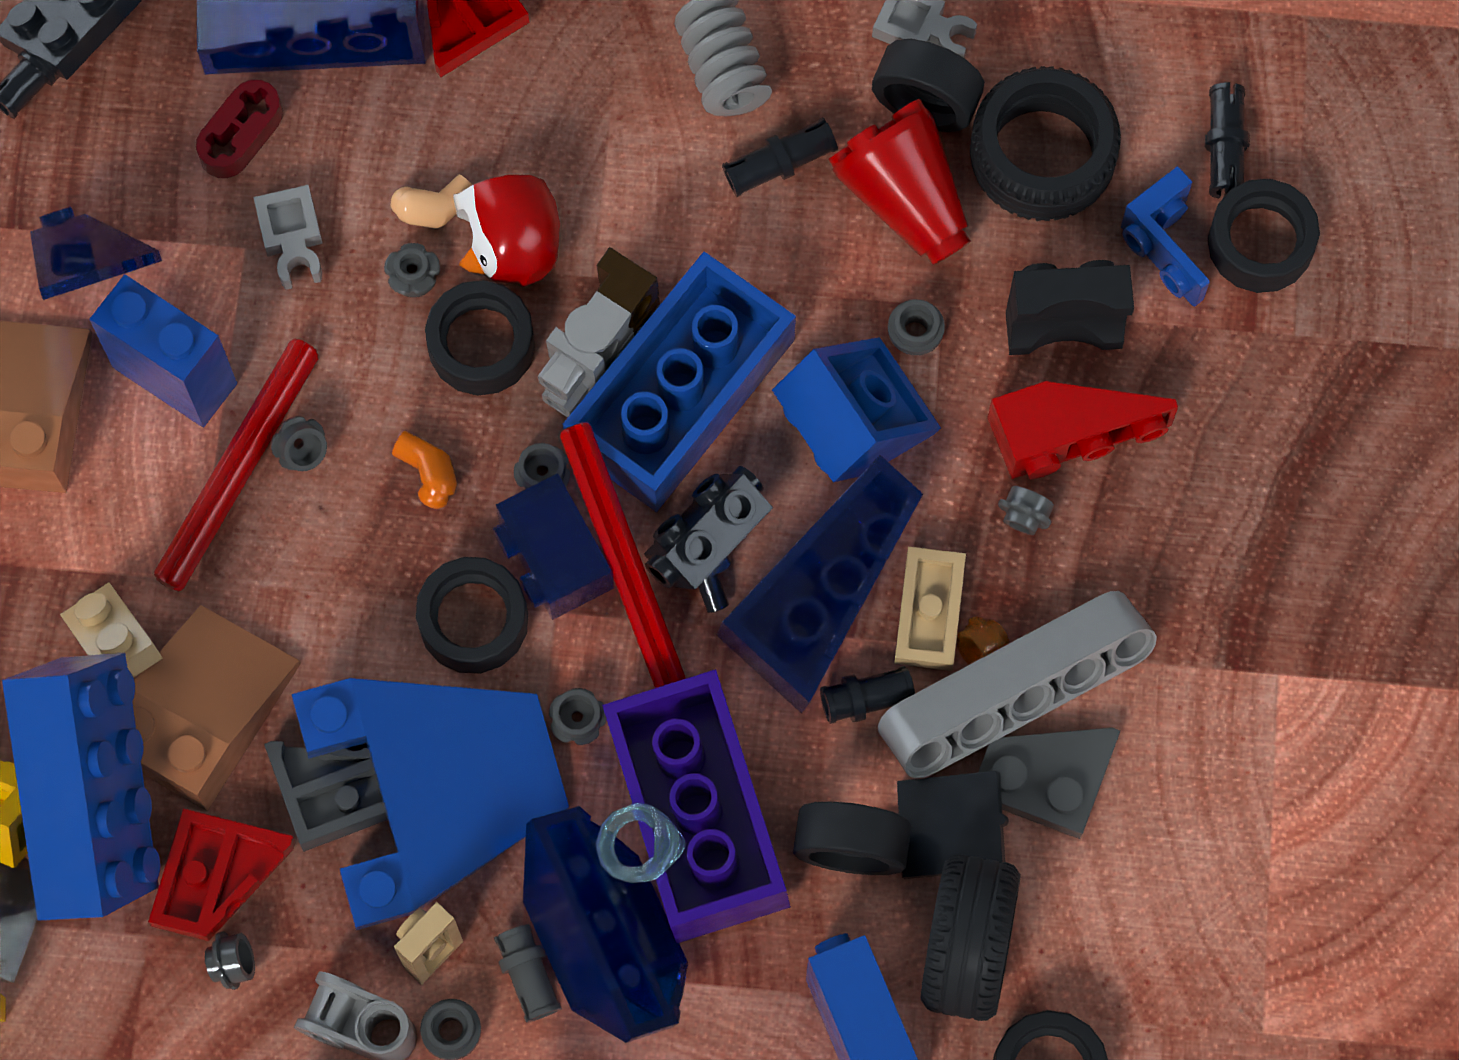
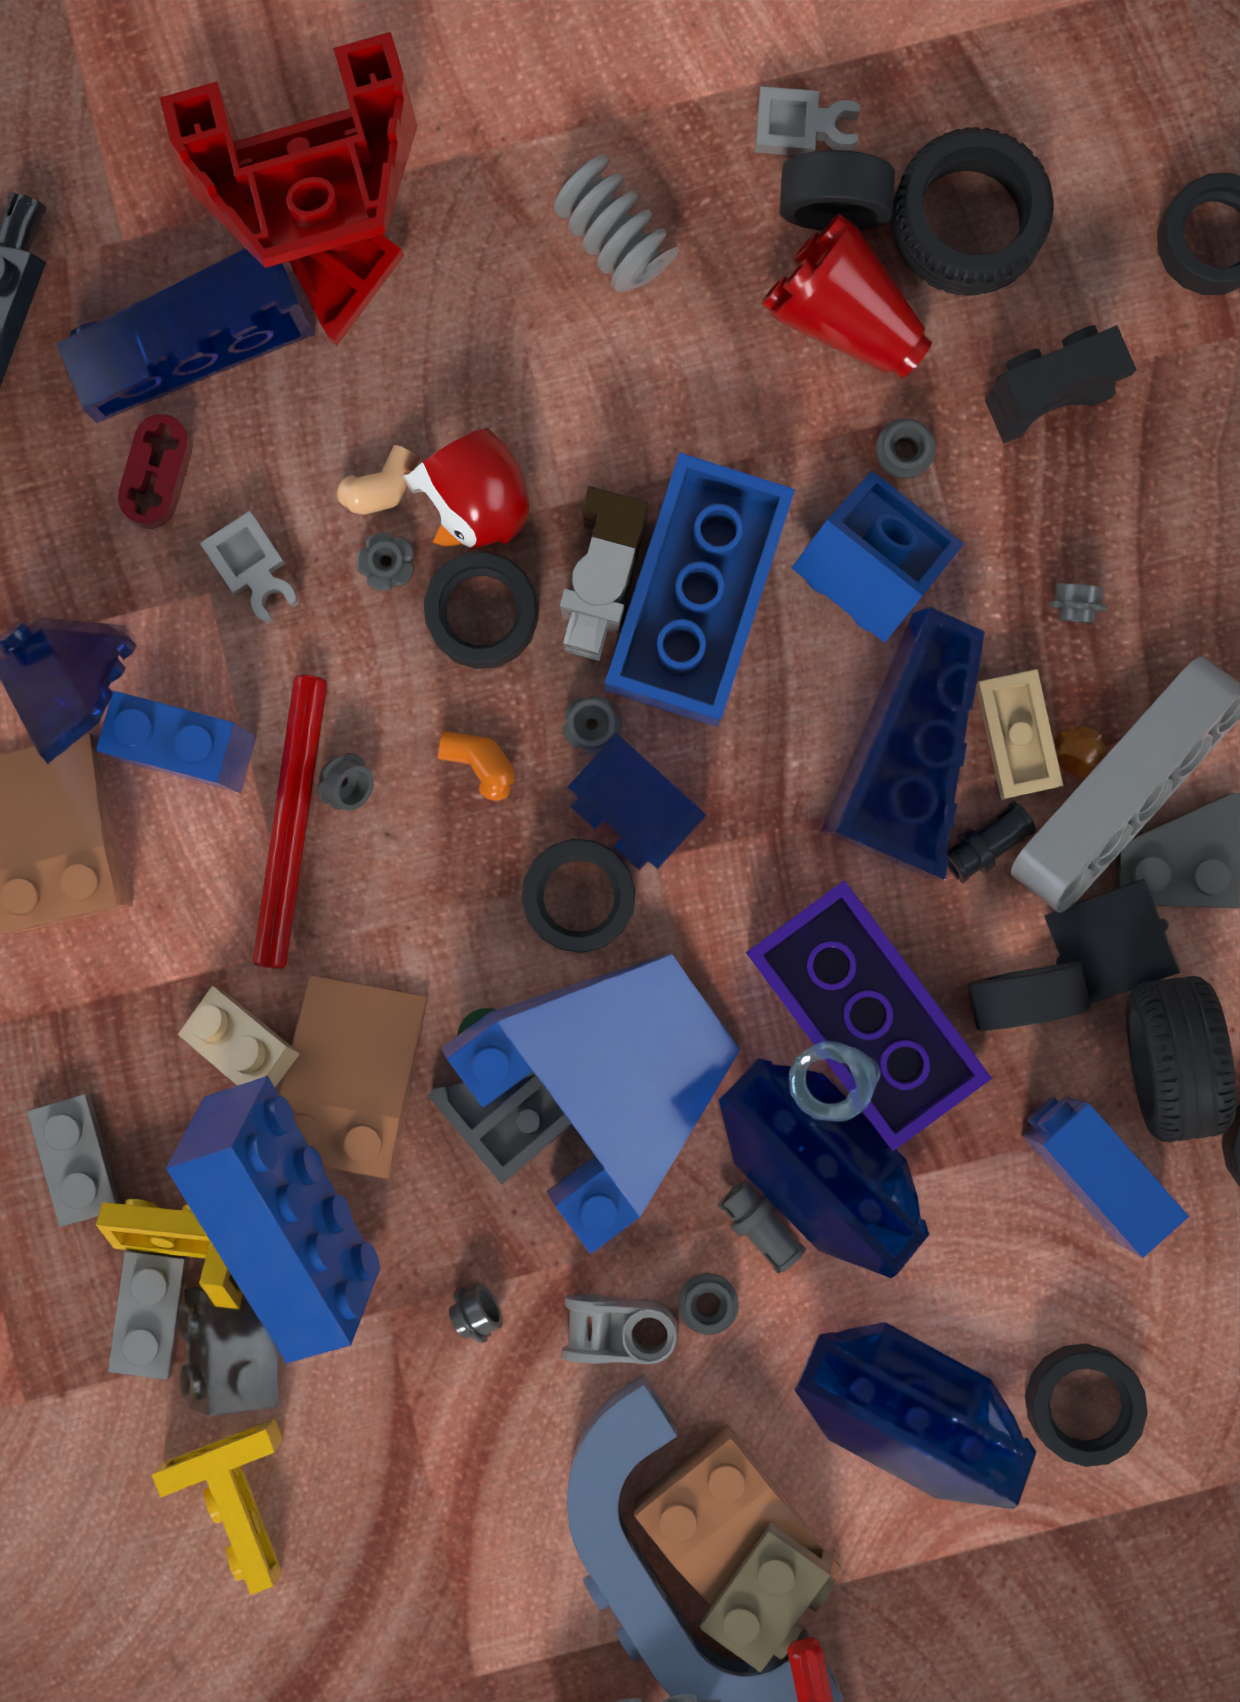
camera: 20 degrees left, 15 degrees up
(213, 872) = (426, 1235): red wing -> none
(427, 941) = (661, 1240): tan plate -> none
(575, 701) = (728, 948): dark grey plate -> none
(622, 554) = (711, 795): red axle -> none
(697, 544) = (780, 737): black brick -> none
(780, 157) = (710, 315): black pin -> none
(1066, 421) = (1084, 498): red slope -> none
(1144, 234) = (1108, 278): blue bracket -> none
(1226, 138) = (1147, 143): black pin -> none

